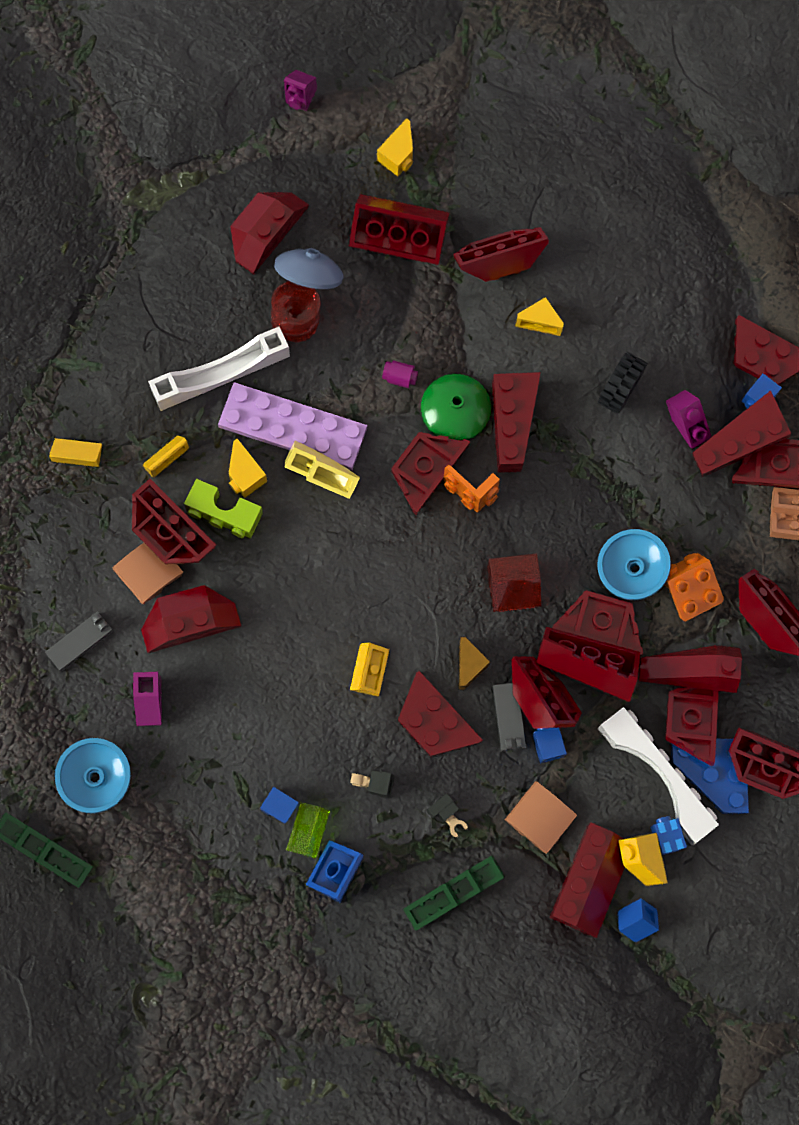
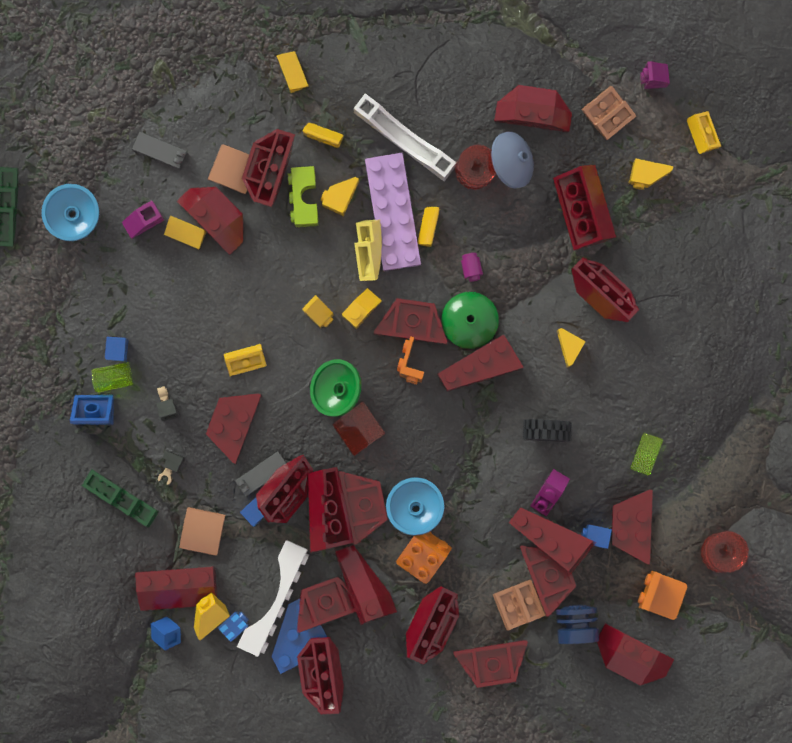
camera: 70 degrees right, 10 degrees up
(188, 660) = (185, 232): none -> yellow slope
(311, 156) = (608, 112): none -> nougat slope
(330, 395) = (428, 226): none -> yellow slope
(361, 558) = (318, 312): none -> yellow slope
(382, 513) = (361, 308): none -> yellow slope
(385, 77) = (703, 132): none -> yellow slope
(442, 586) = (327, 386): none -> green dish
(471, 663) = (284, 428): pearl gold slope -> none
(697, 301) = (646, 454): none -> clear neon green slope

